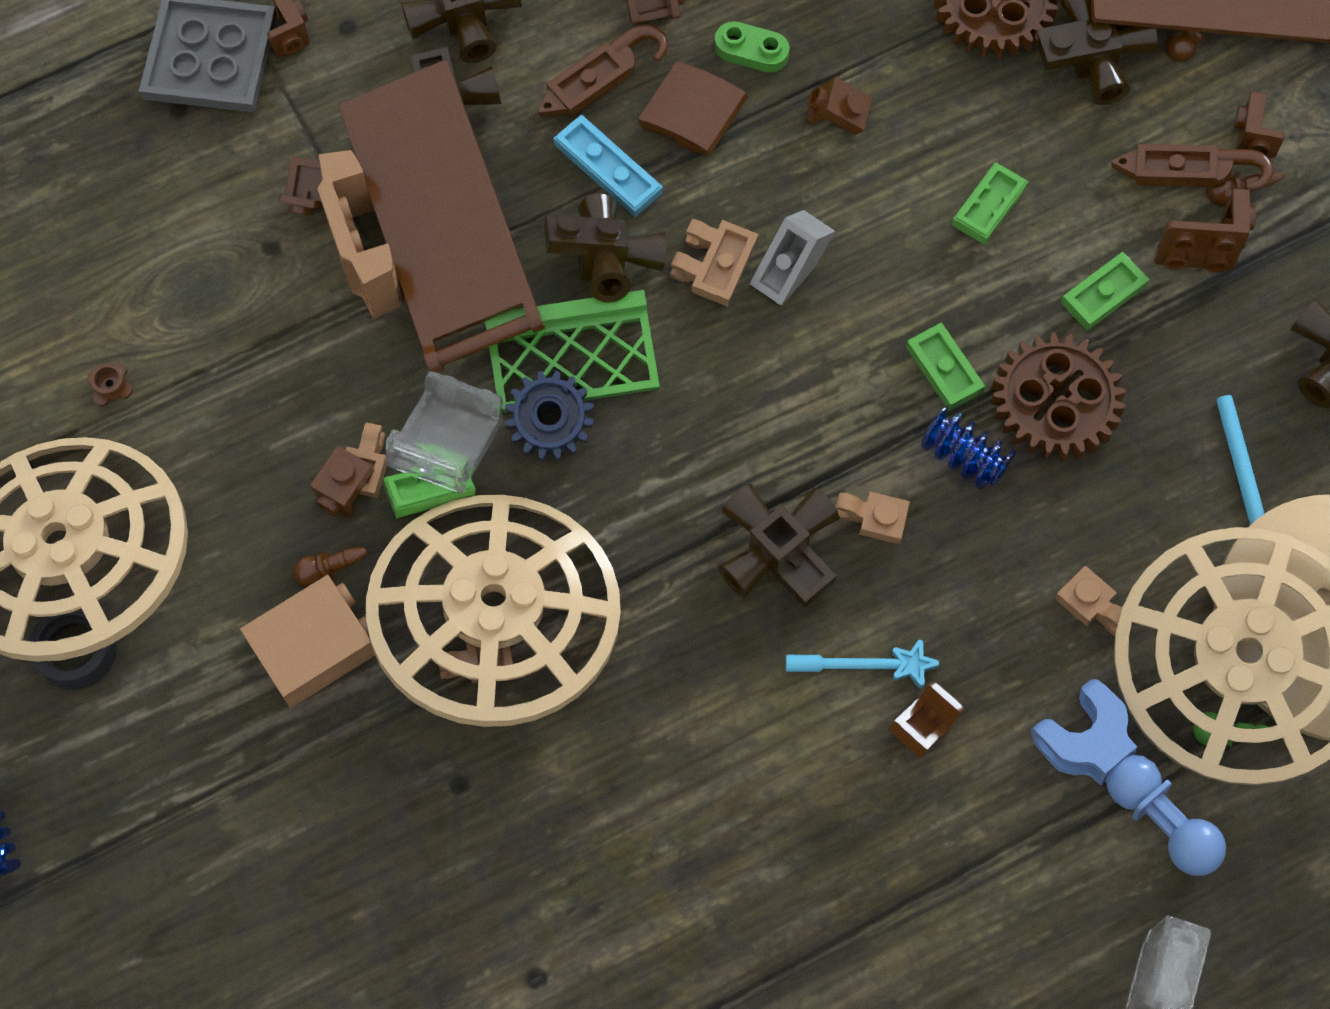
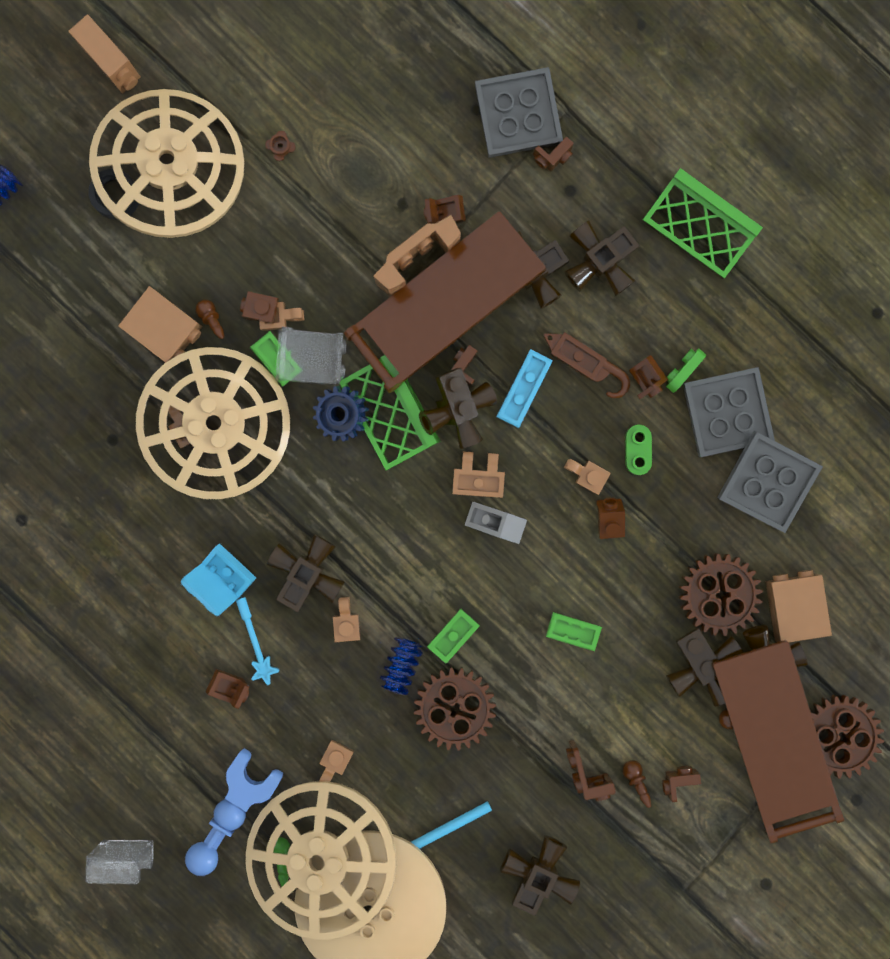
camera: 75 degrees right, 20 degrees up
(531, 224) = (463, 359): none -> reddish brown bracket
(693, 108) = (580, 428): reddish brown slope -> none
(743, 672) = (218, 580): none -> medium azure bracket
(766, 117) = (590, 476): none -> medium nougat plate
(1105, 291) = (535, 717): bright green plate -> none
(1190, 165) = (638, 748): reddish brown plate -> none

